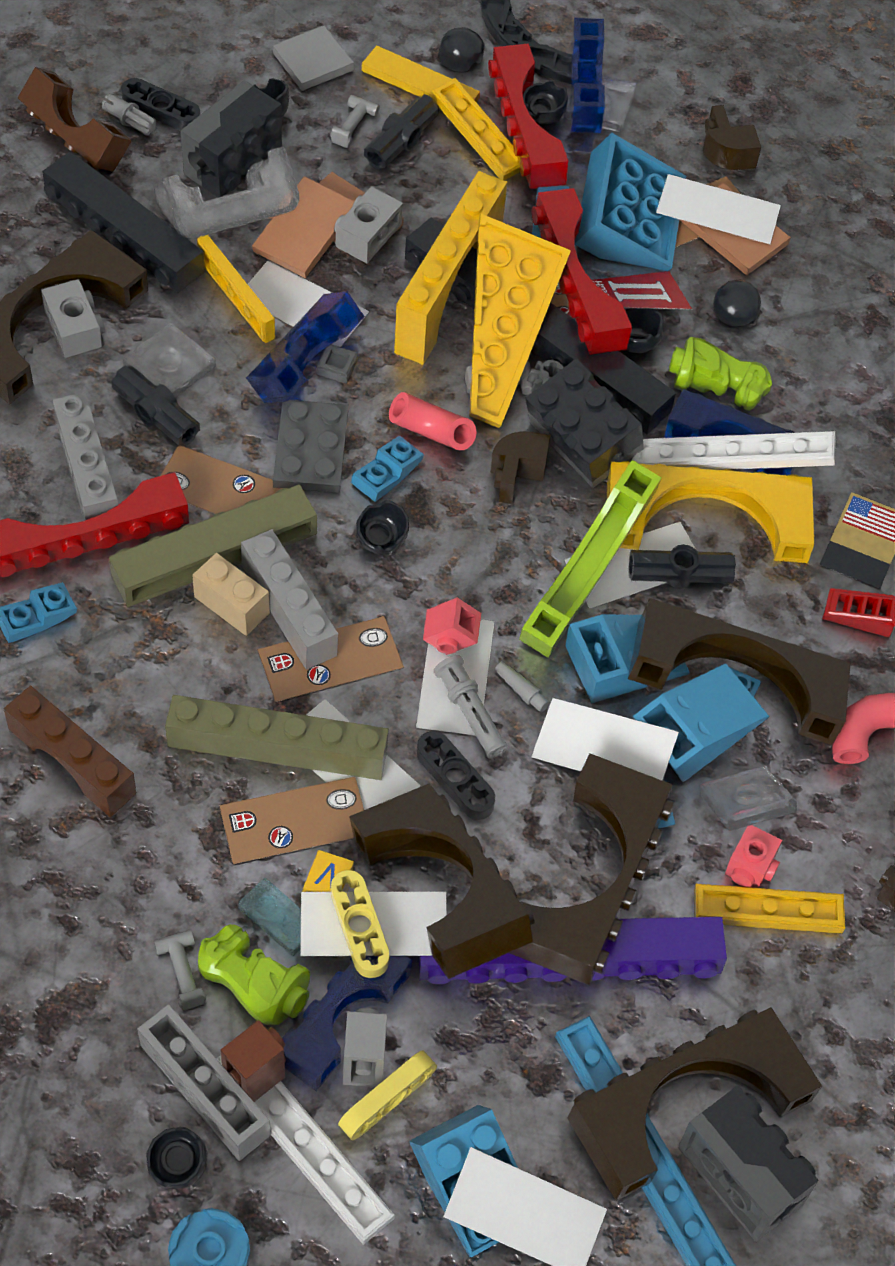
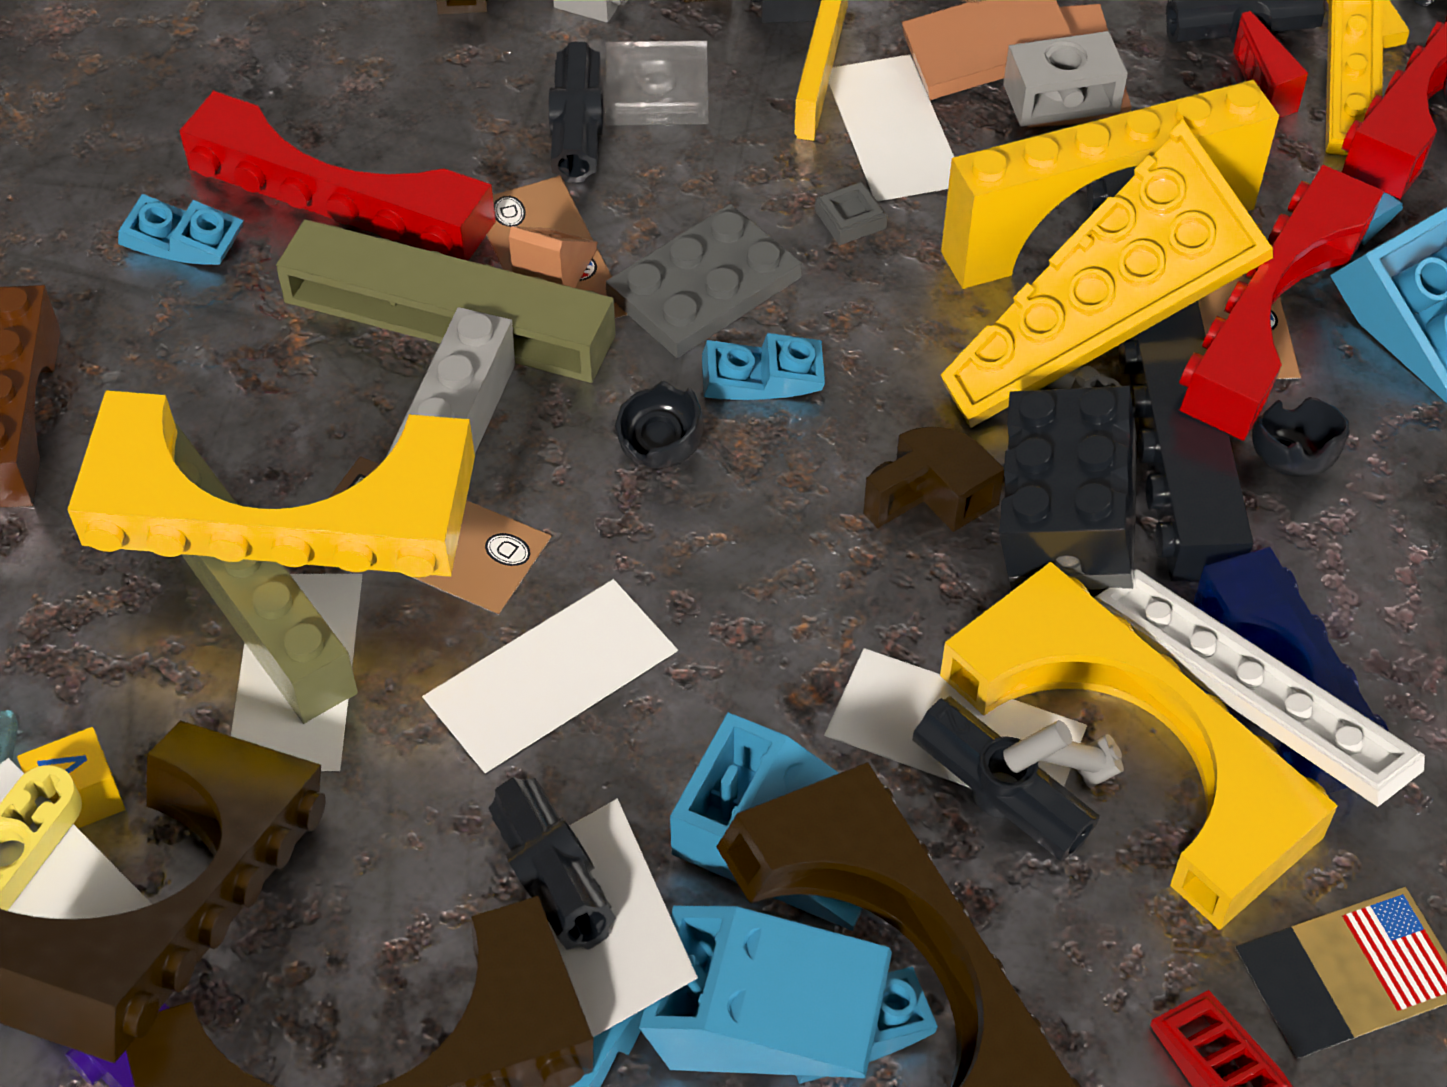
camera: 50 degrees right, 5 degrees down
(84, 455) = (428, 103): light grey brick -> none
(231, 594) = (389, 361): tan brick -> none
(235, 734) = (392, 520): none -> yellow arch
(236, 486) = (550, 254): none -> nougat slope
(282, 369) = (820, 159): clear blue arch -> none
(291, 820) = (144, 675): medium nougat sticker -> none
(432, 421) = (878, 350): coral cylinder -> none
(446, 156) = (1269, 65): none -> red slope
(452, 626) = (591, 603): coral brick -> none
(456, 790) = (395, 817): black beam -> none
(467, 690) = (516, 699): light grey pin -> none
(524, 688) = (607, 766): light grey animal -> none
(561, 740) = (551, 863): none -> black piece
(590, 559) = (964, 623): lime arch -> none
(645, 291) = (1362, 393): red sticker -> none
(701, 534) = (1054, 745): none -> light grey piece
(710, 368) = (1356, 558): lime animal -> none

